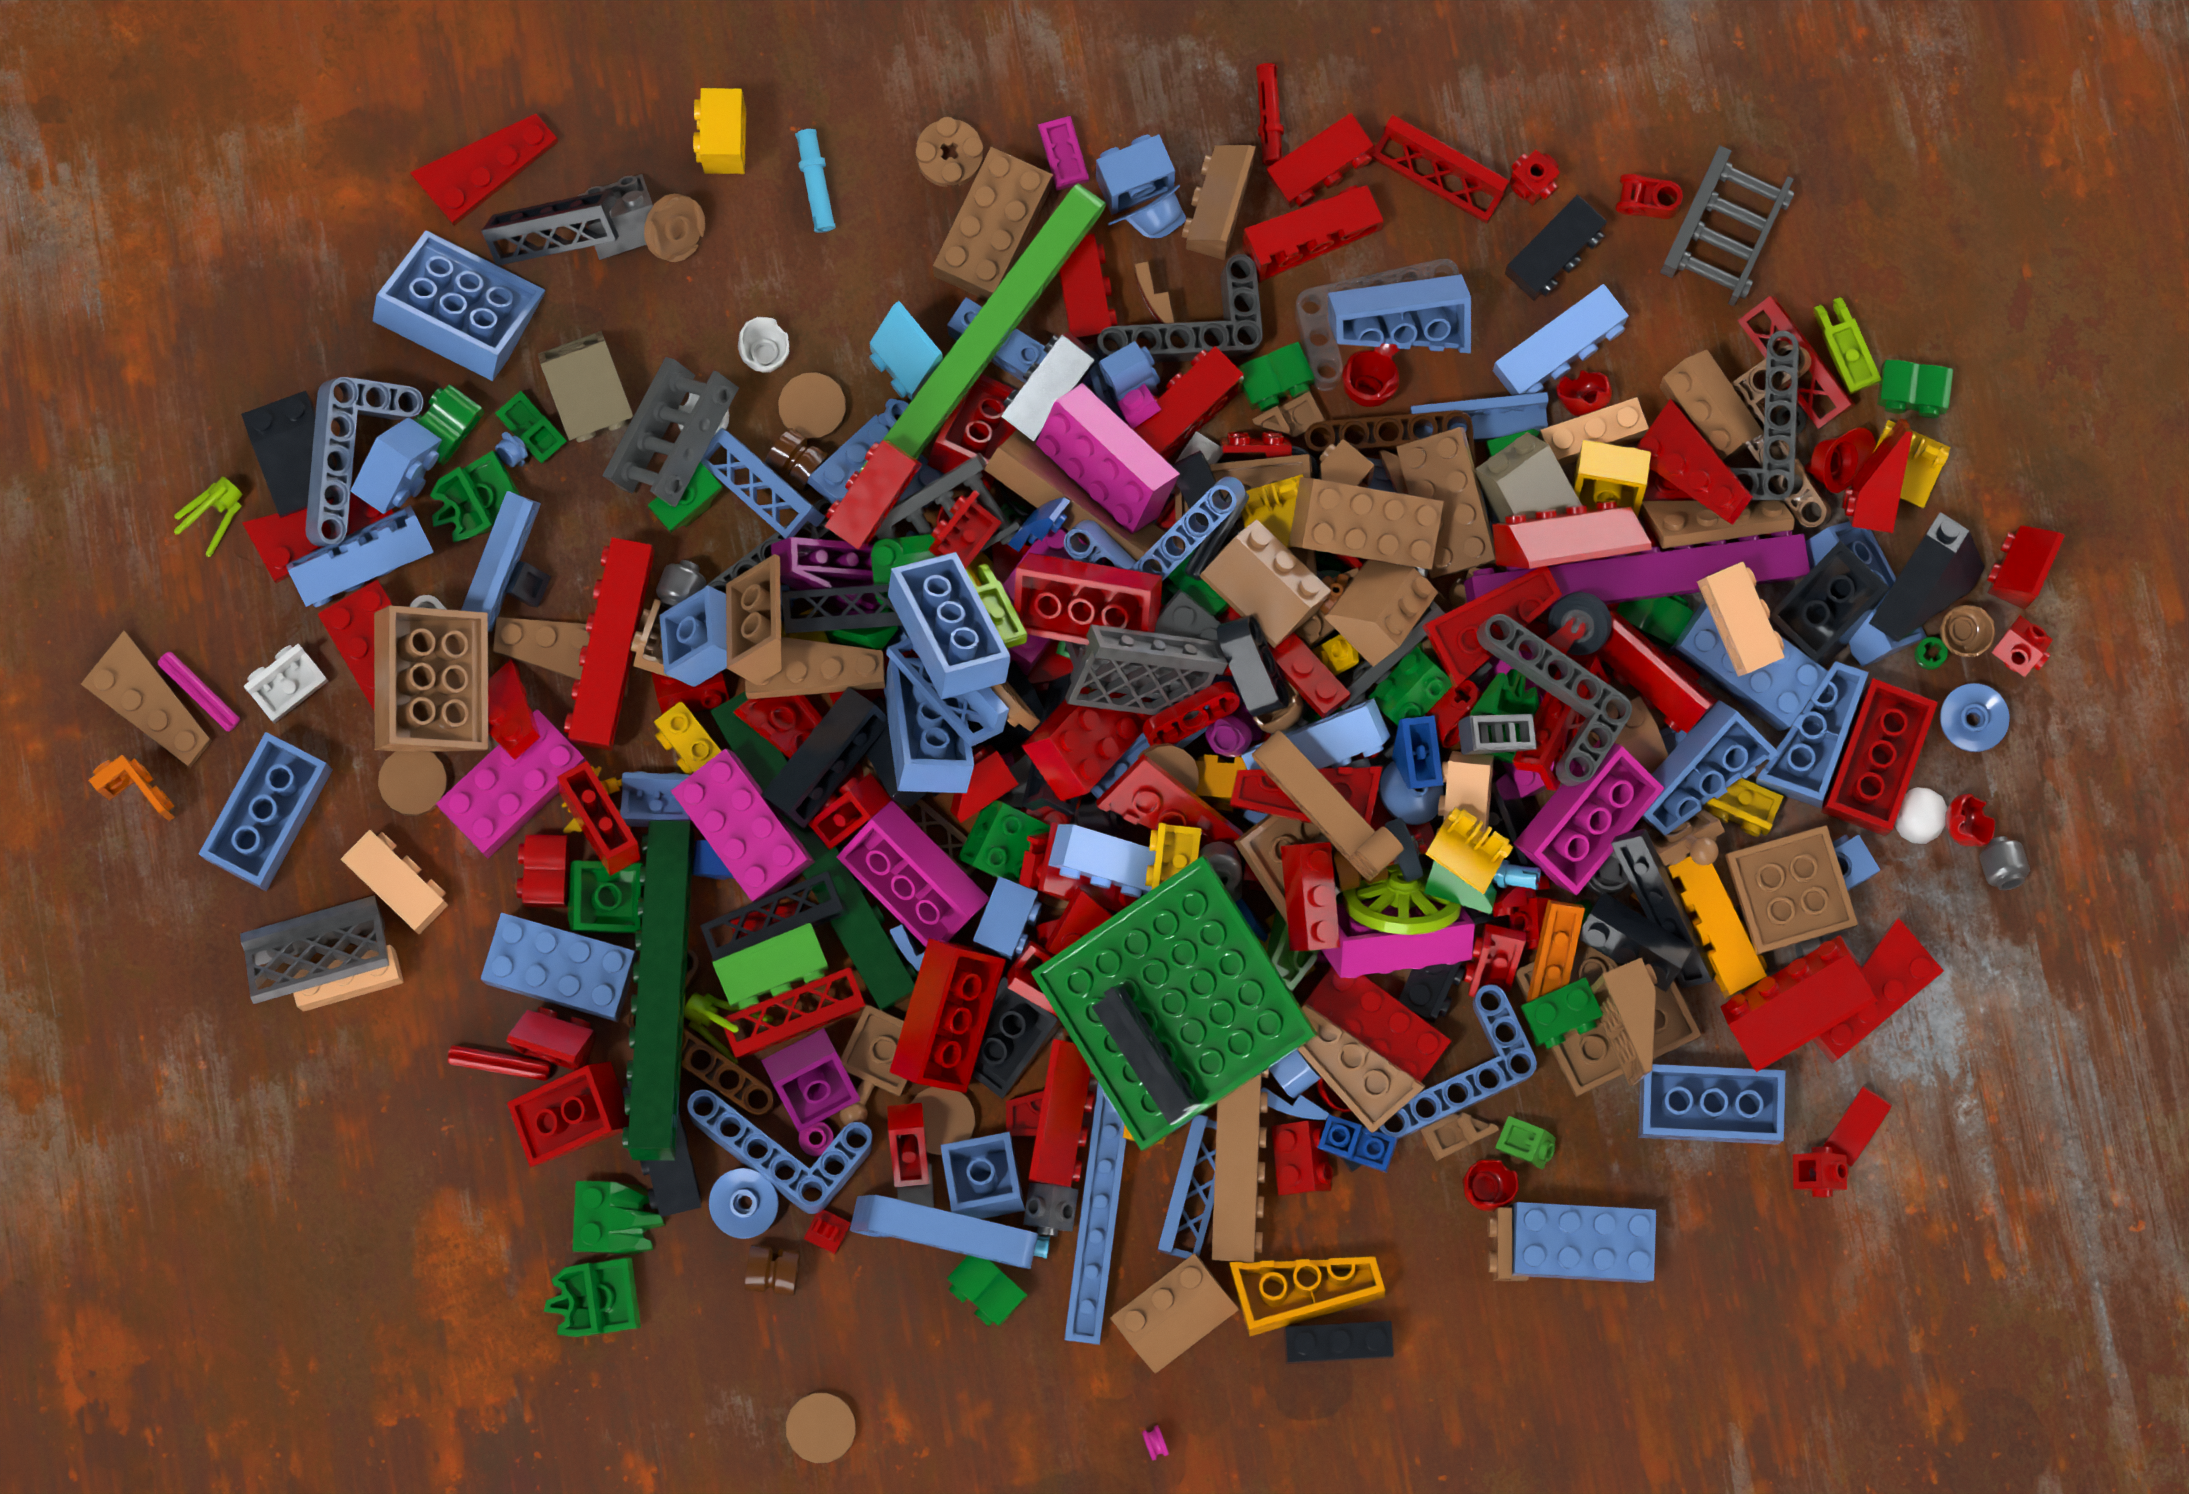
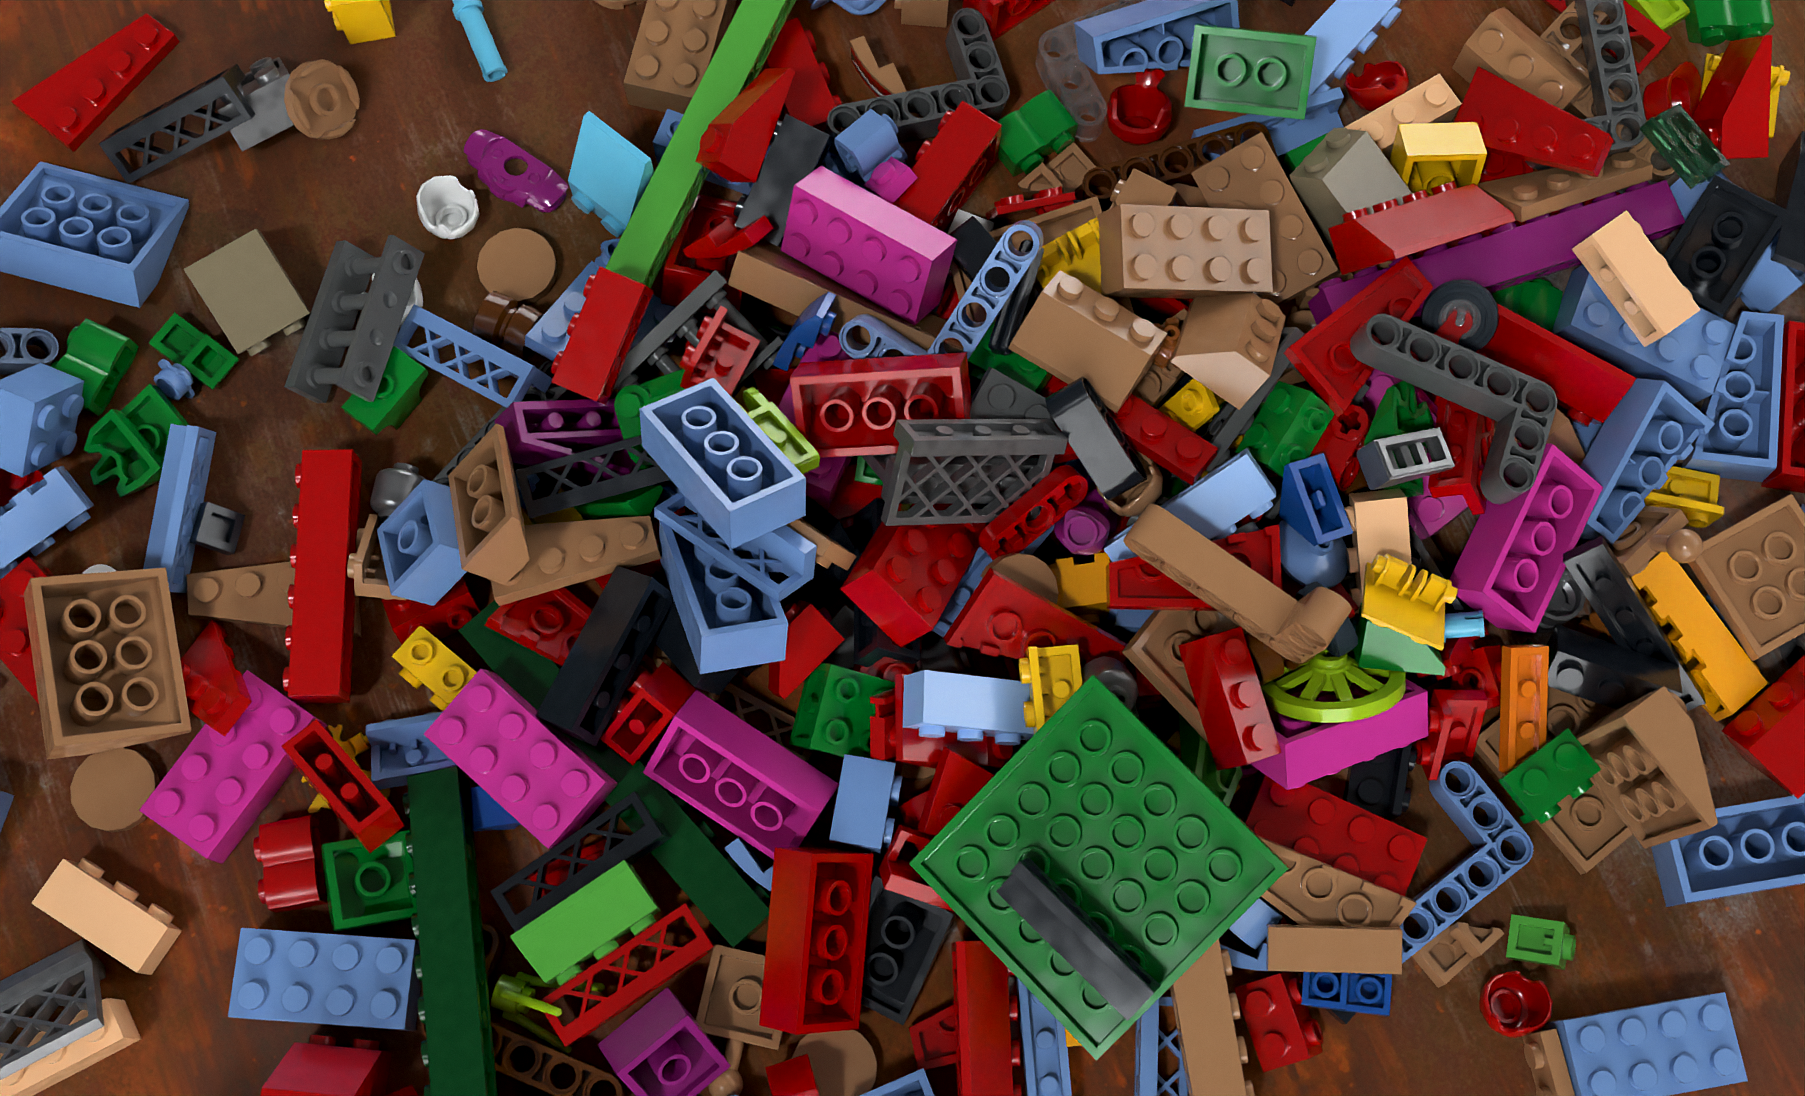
camera: 15 degrees left, 5 degrees down
(842, 339) = (536, 186): none -> magenta piece
(990, 428) = (727, 240): none -> red slope
(1024, 338) = (742, 131): none -> red slope
(1350, 1109) = (1334, 949): none -> medium nougat tile
(1465, 369) = (1250, 71): none -> green brick
(1820, 510) = (1684, 146): none -> clear green plate

